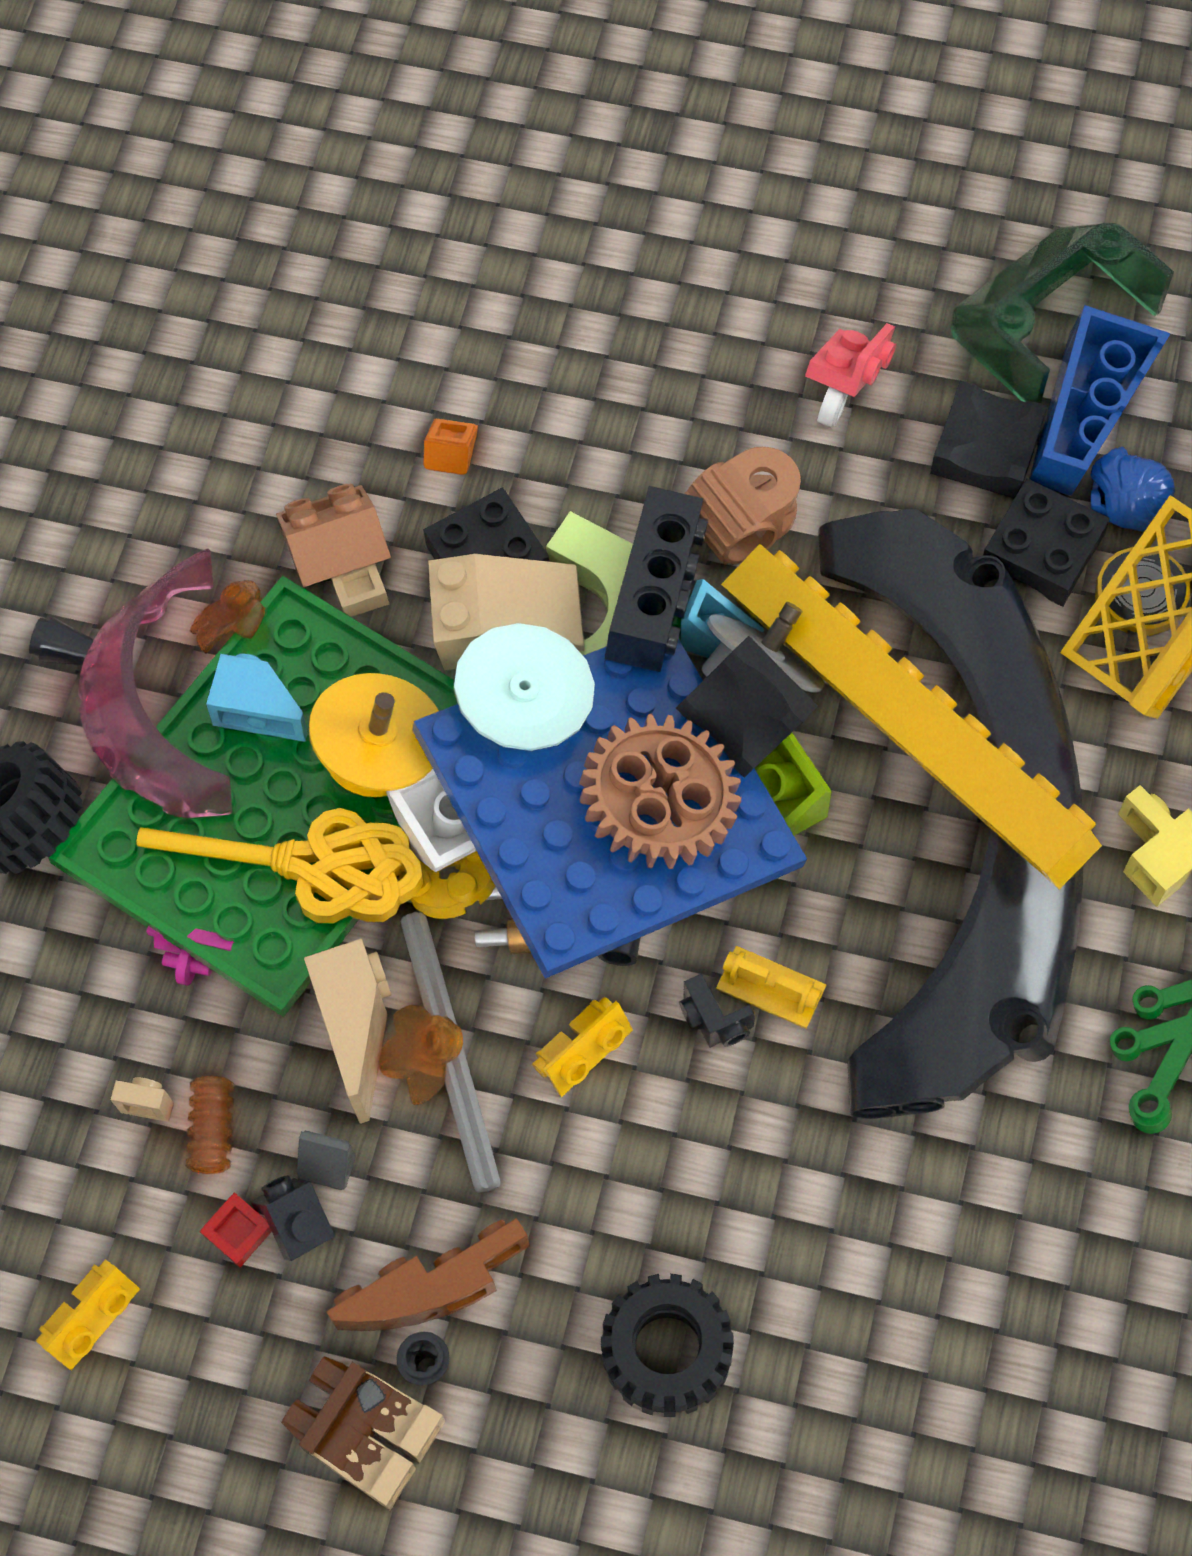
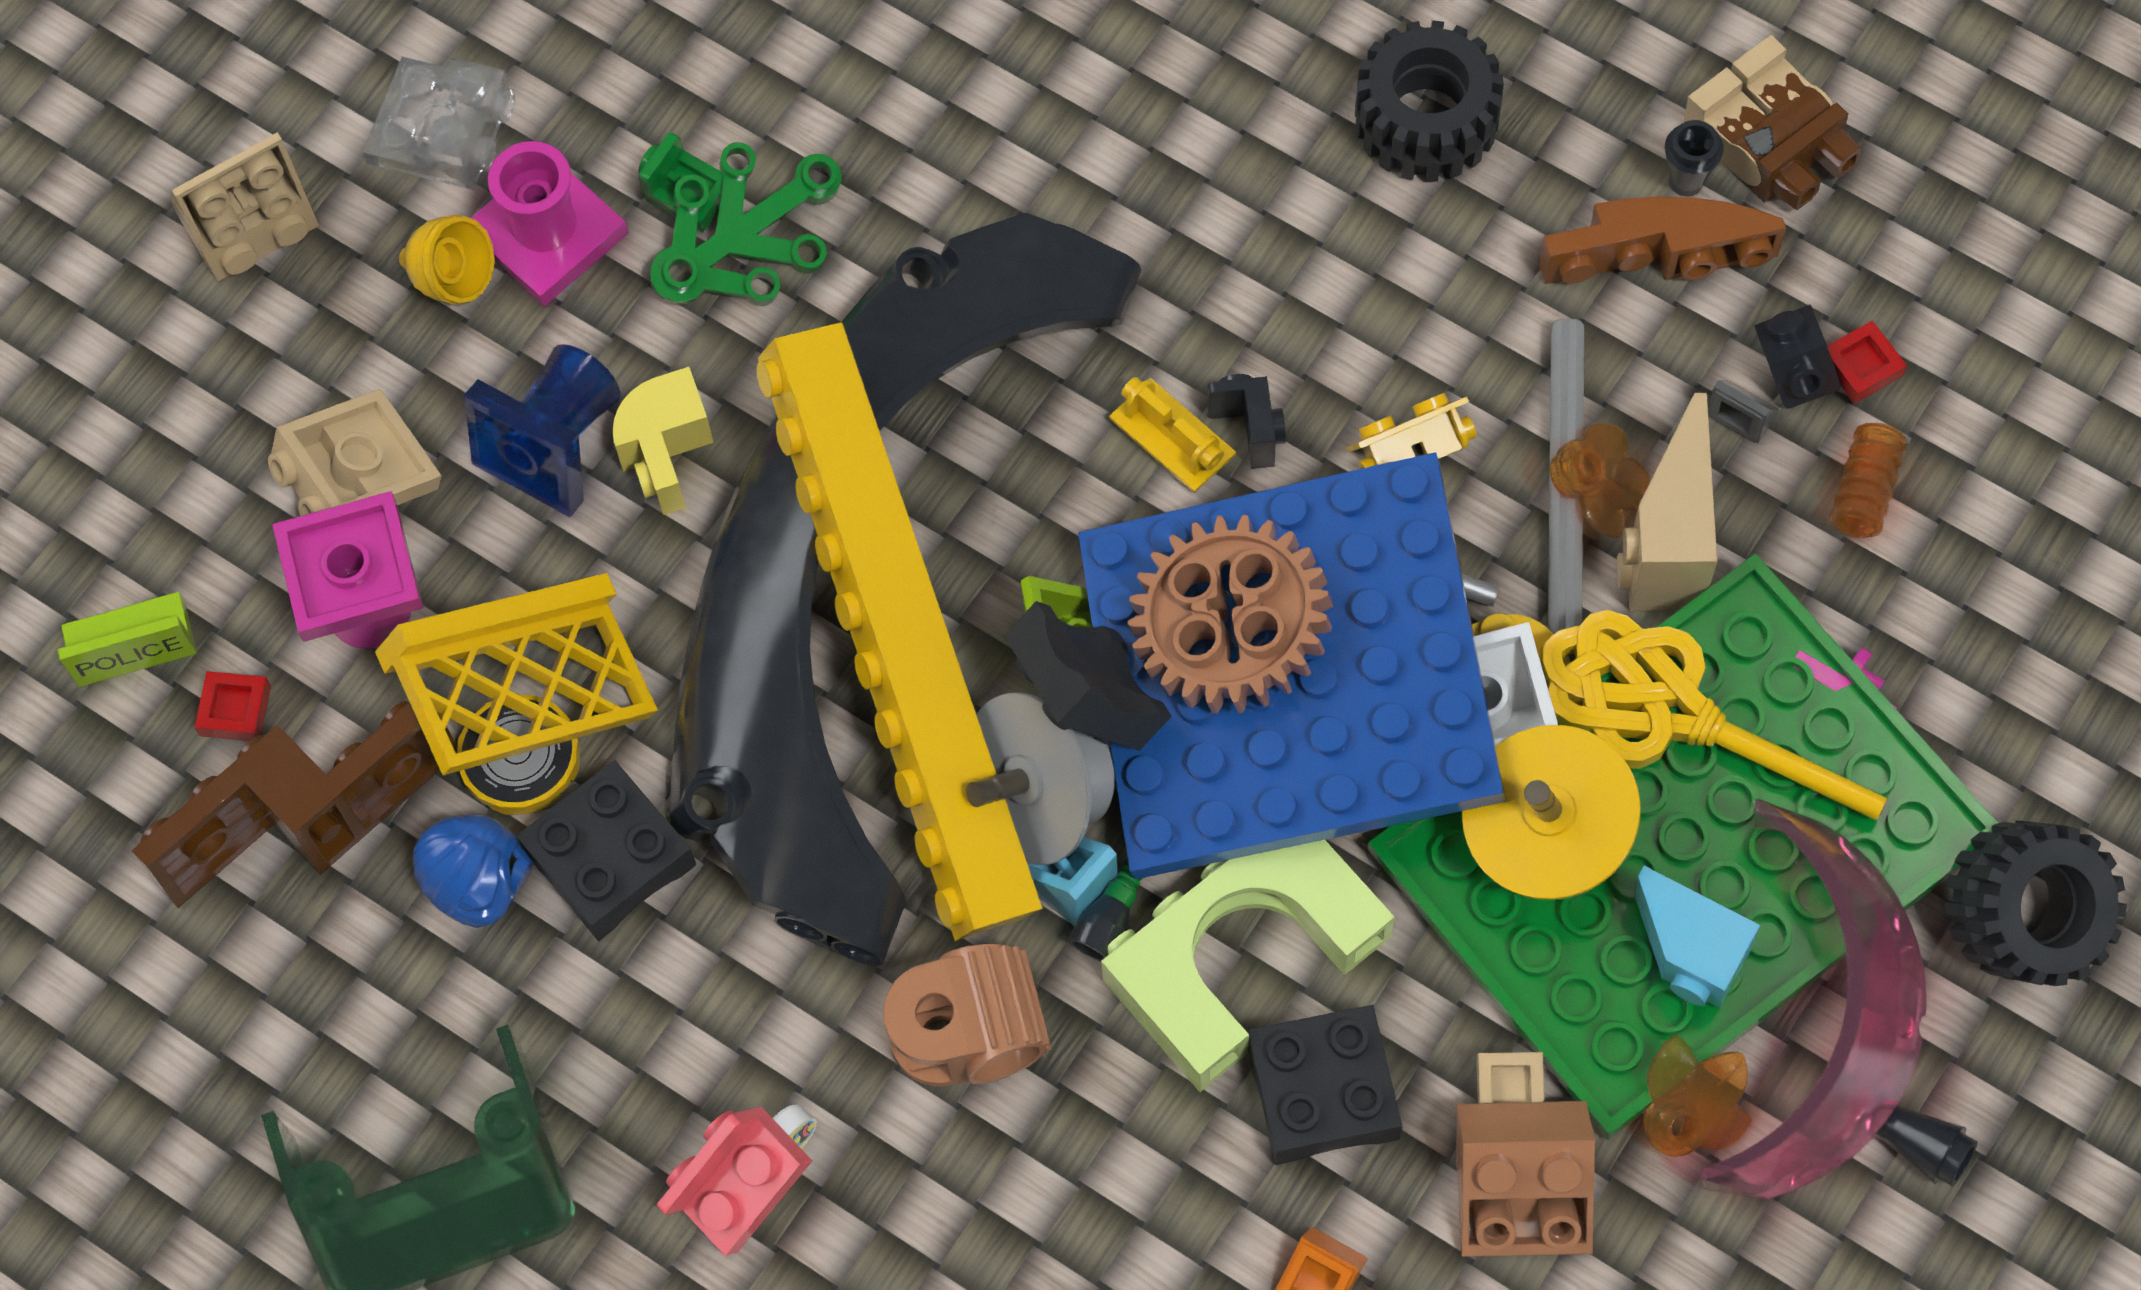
camera: 160 degrees left, 0 degrees up
(71, 1331) = (2032, 341): yellow hinge -> none
(142, 1099) = (1942, 528): tan plate -> none
(496, 591) = (1335, 940): tan slope -> none
(524, 687) = (1347, 744): light aqua piece -> none
(654, 580) = (1130, 943): black brick -> none
(988, 440) = (610, 1007): black brick -> none
(1094, 384) = (439, 1025): blue wedge -> none

